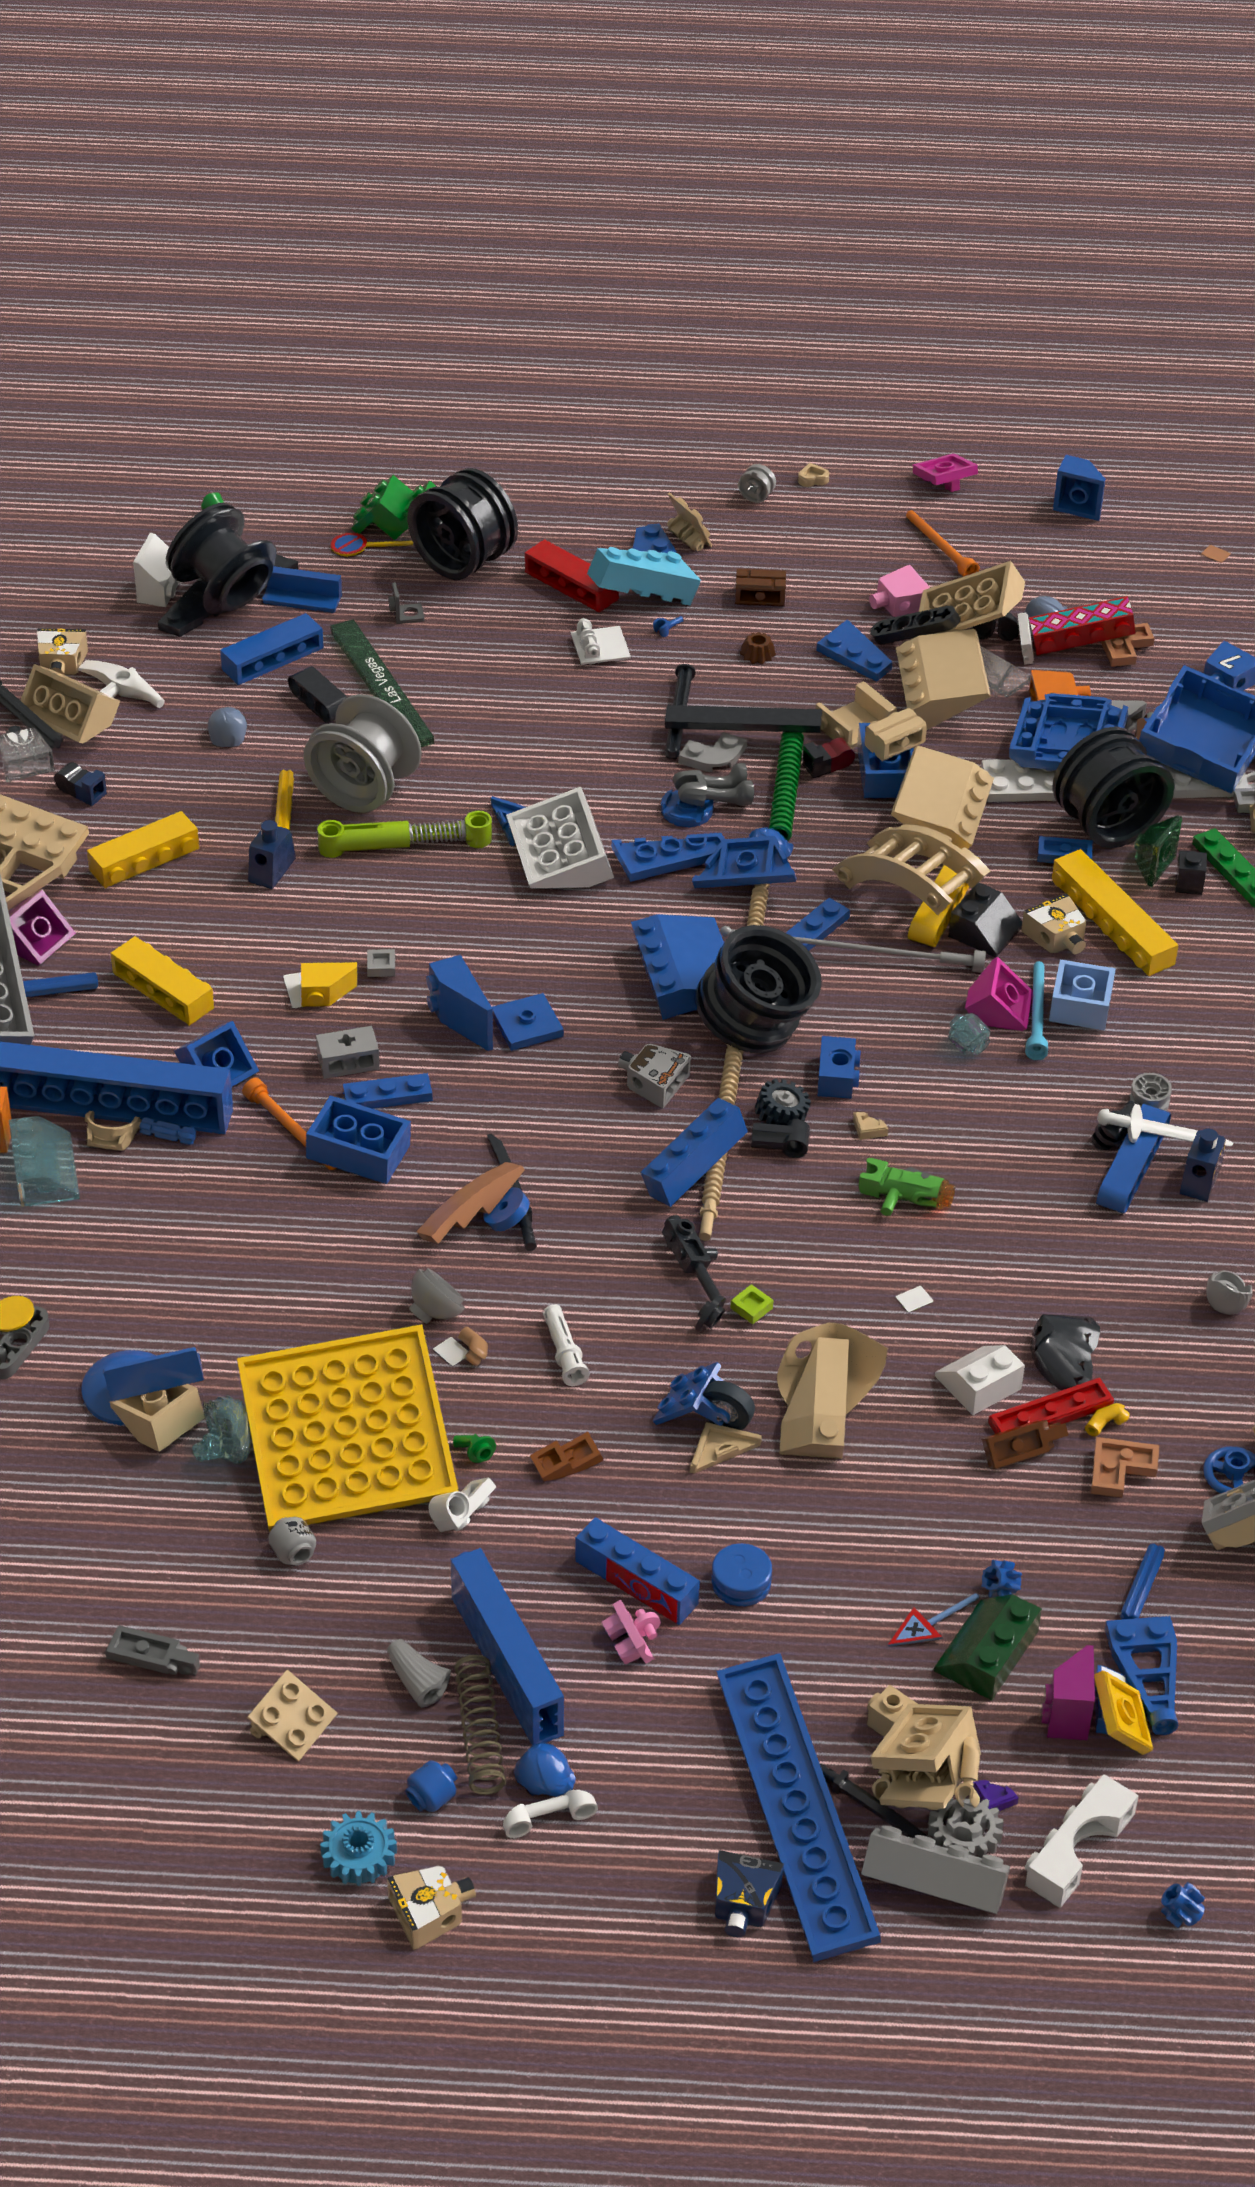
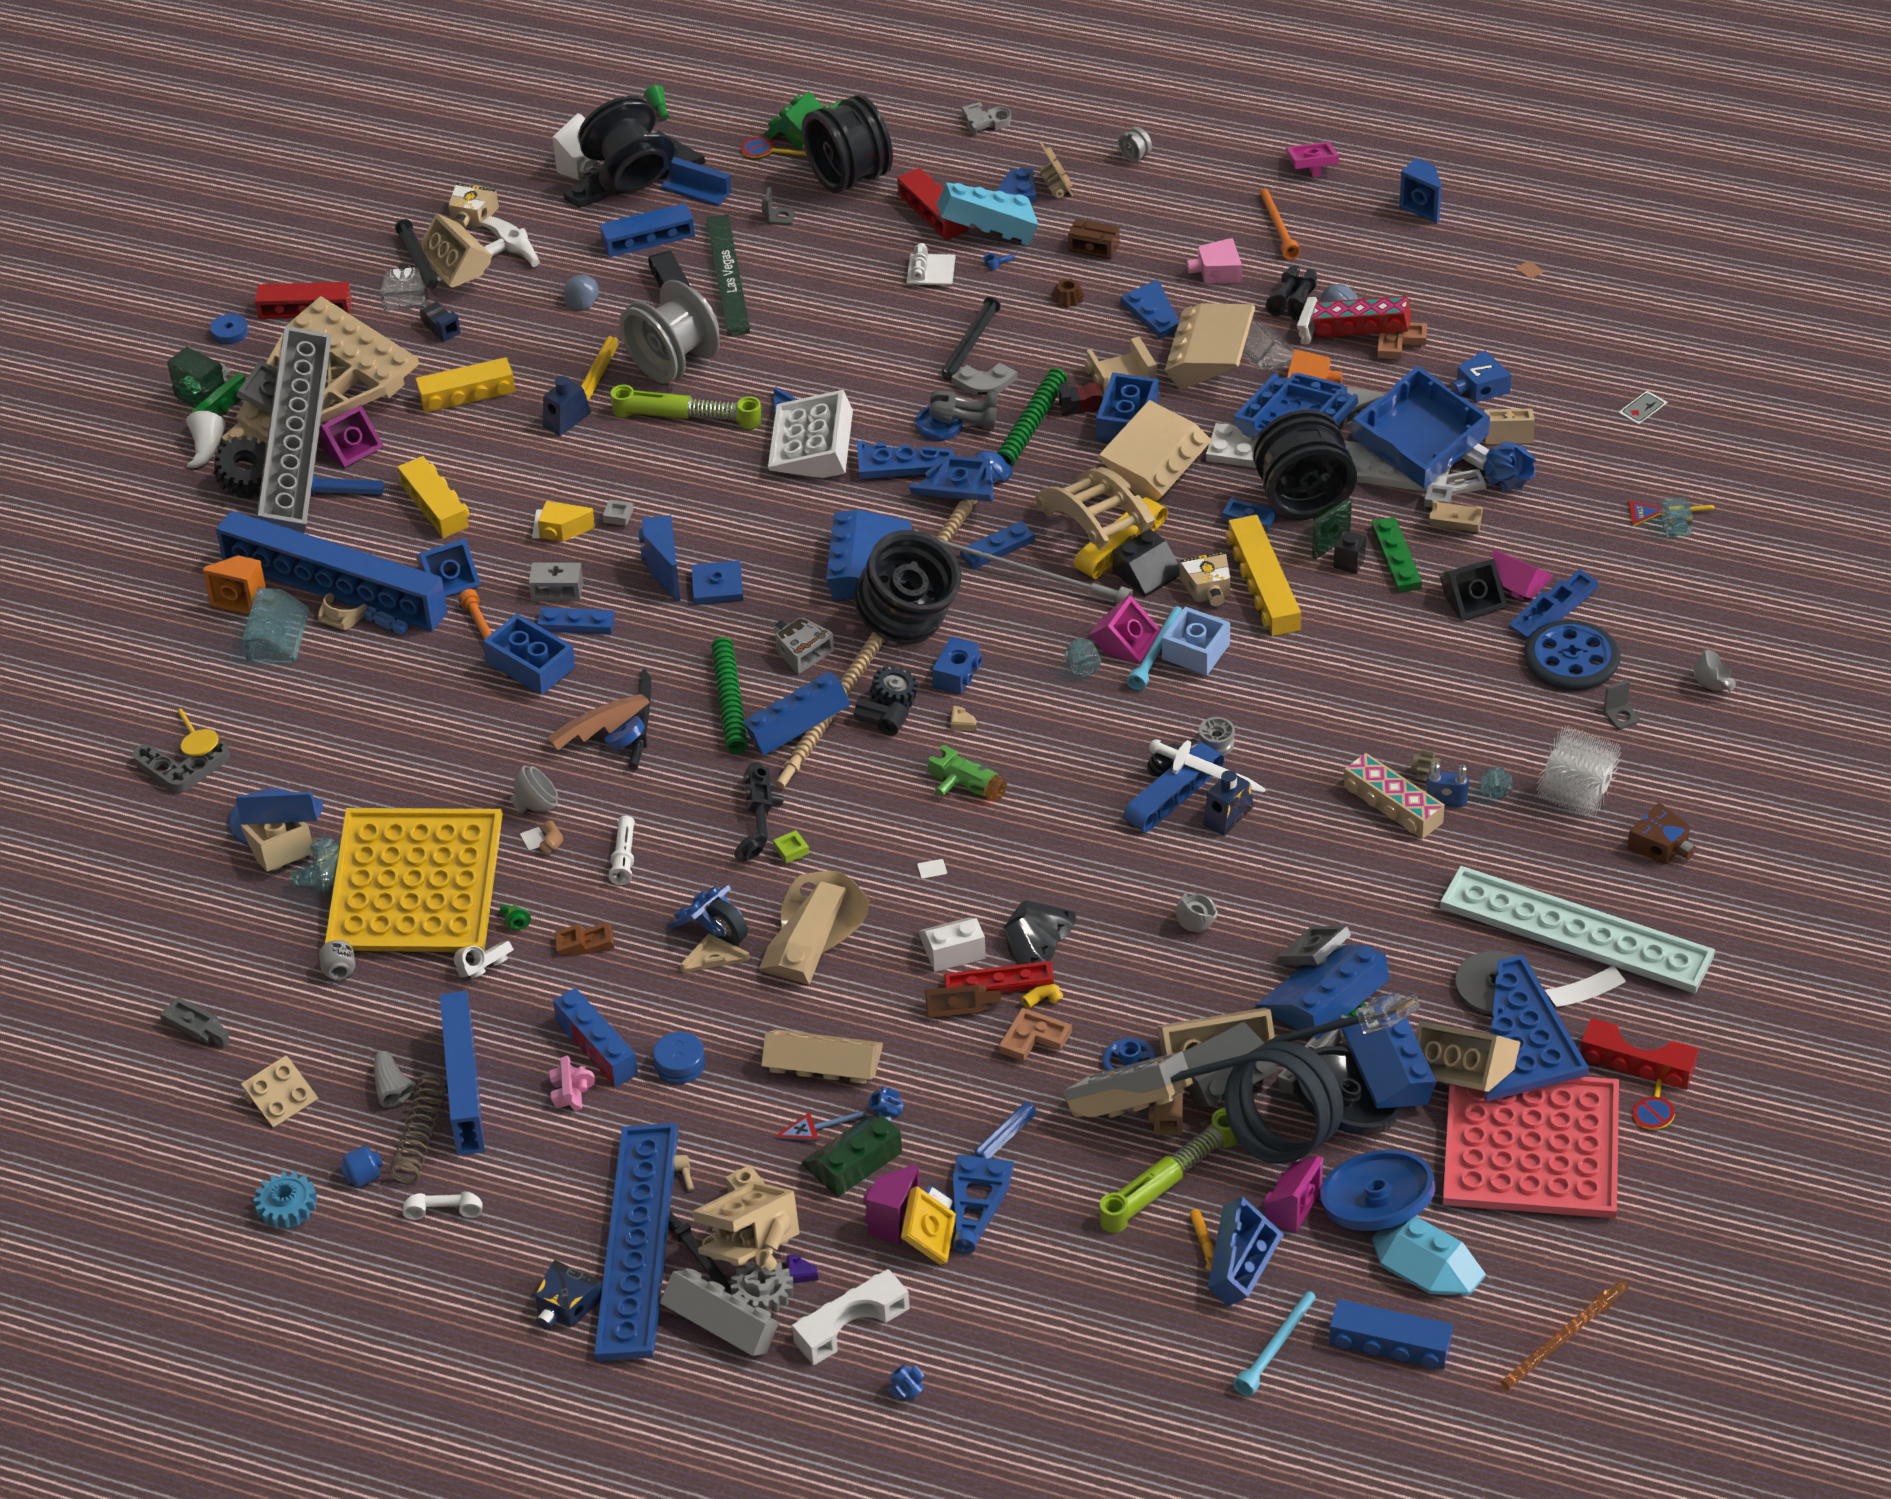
camera: 20 degrees right, 0 degrees up
(428, 1903) = (319, 1251): torso -> none
(544, 1771) = (454, 1173): blue hair -> none
(577, 482) = (979, 119): none -> light grey piece
(602, 1146) = (729, 695): none -> green piece
(743, 718) = (1017, 353): black tile -> none
(805, 1701) = (682, 1165): none -> tan hand
(813, 475) = (1193, 144): tan tile -> none
(893, 629) = (1208, 292): black beam -> none
(895, 734) = (1134, 387): tan brick -> none
(902, 1537) = (821, 1054): none -> tan slope
(978, 595) = (1263, 277): tan slope -> none

